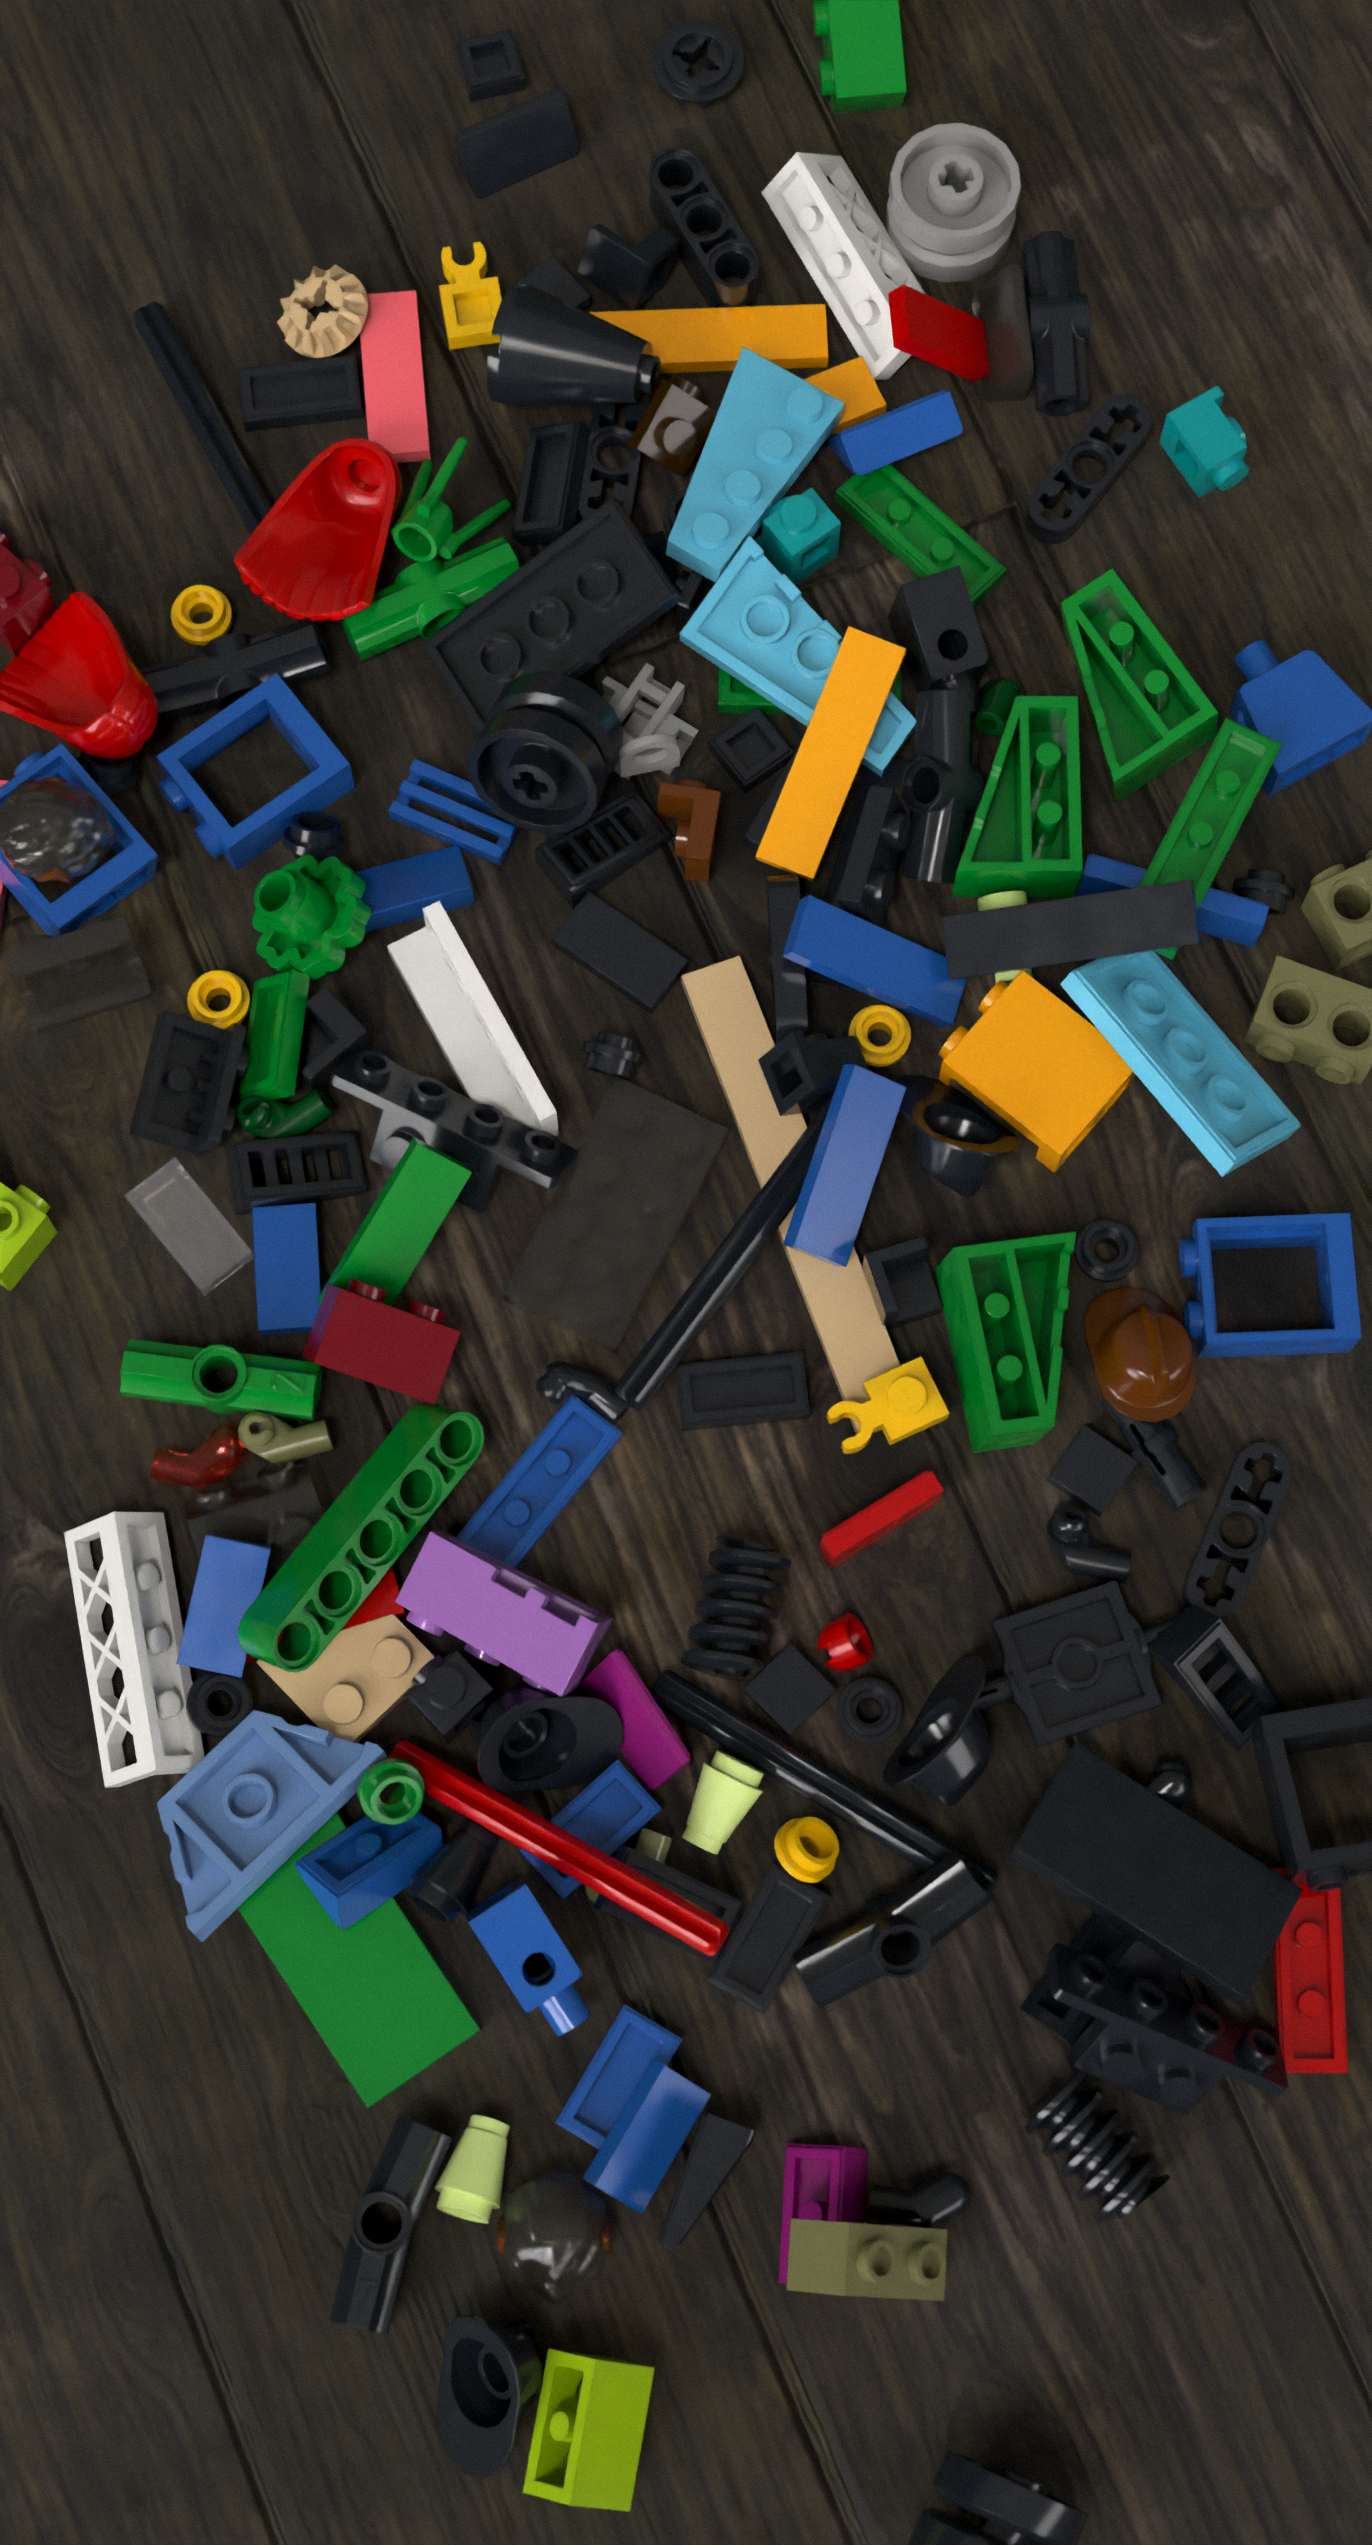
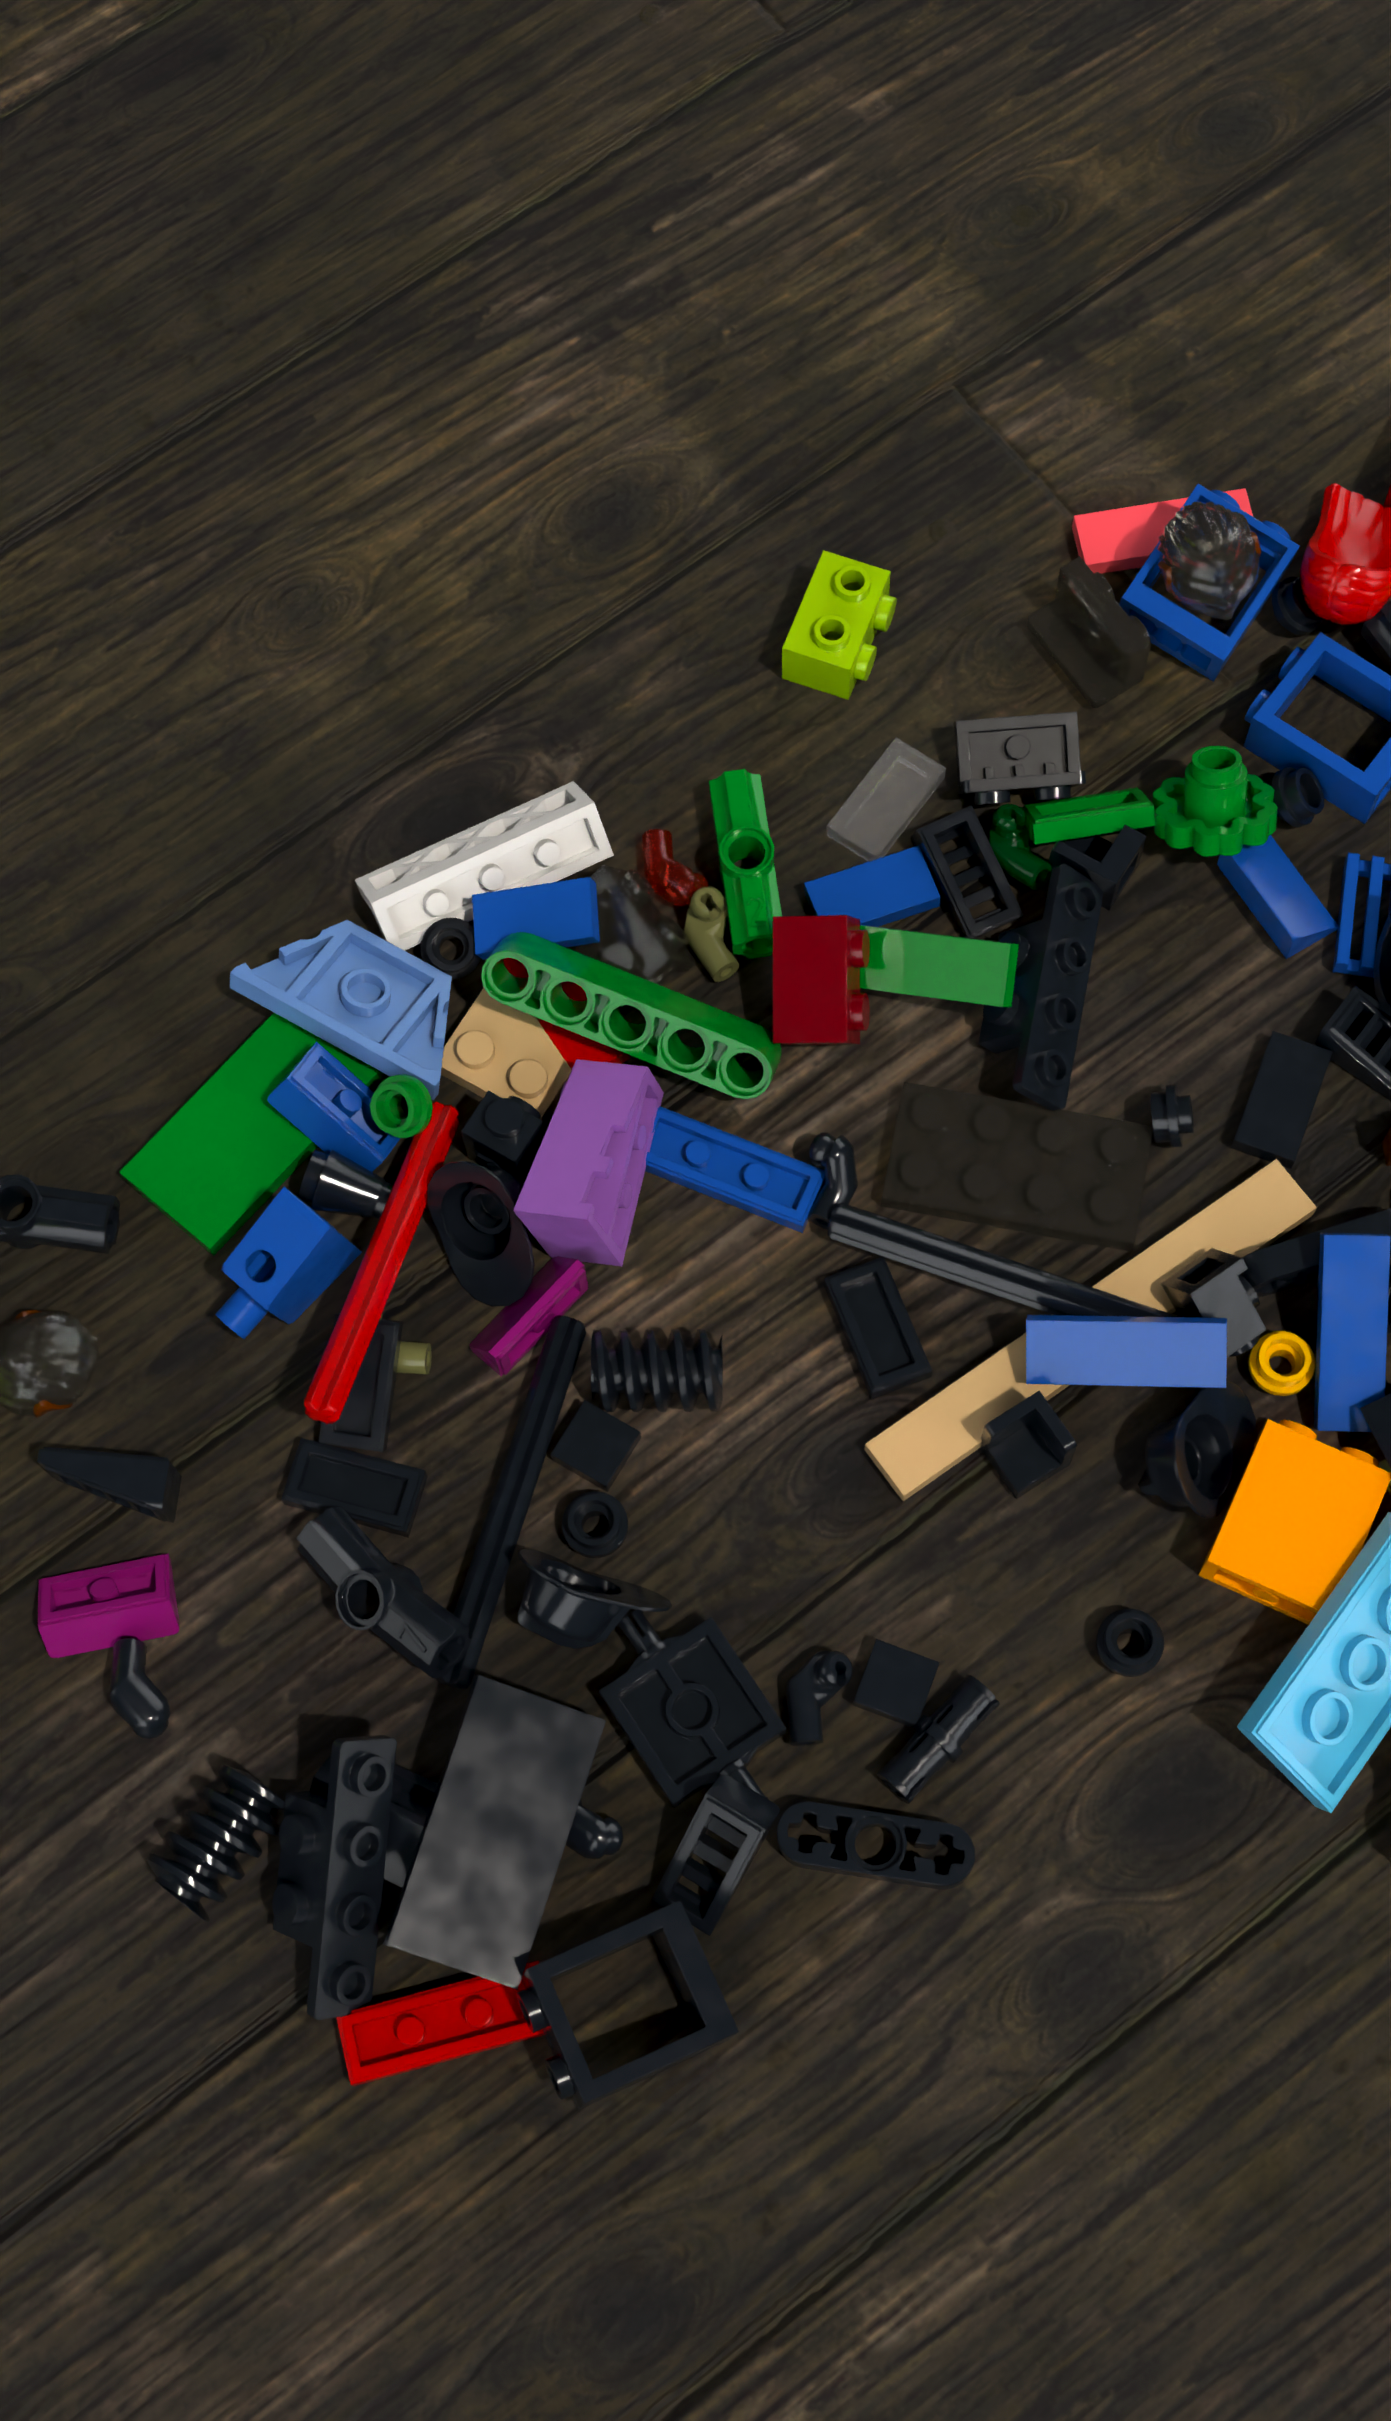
camera: 80 degrees right, 5 degrees down
(219, 983) = (1114, 749): yellow plate -> none
(469, 1022) = (1160, 983): white fence -> none
(475, 2171) = (81, 1279): yellowish green cone -> none
(602, 1815) = (434, 1308): blue tile -> none
(615, 2074) = (192, 1386): blue tile -> none
(647, 2136) = (143, 1420): blue tile -> none
(721, 1801) = (473, 1407): yellowish green cone -> none
(807, 1848) = (460, 1501): yellow plate -> none
(846, 1643) = (661, 1497): red hinge -> none
(867, 2260) = (61, 1639): olive brick -> none
(880, 1518) = (784, 1483): red tile -> none
(897, 1403) = (902, 1470): yellow plate -> none
(1005, 1334) = (1008, 1556): green wedge -> none
(1140, 1354) = (1029, 1699): reddish brown piece -> none
(1335, 1275) = (1164, 1886): blue window -> none

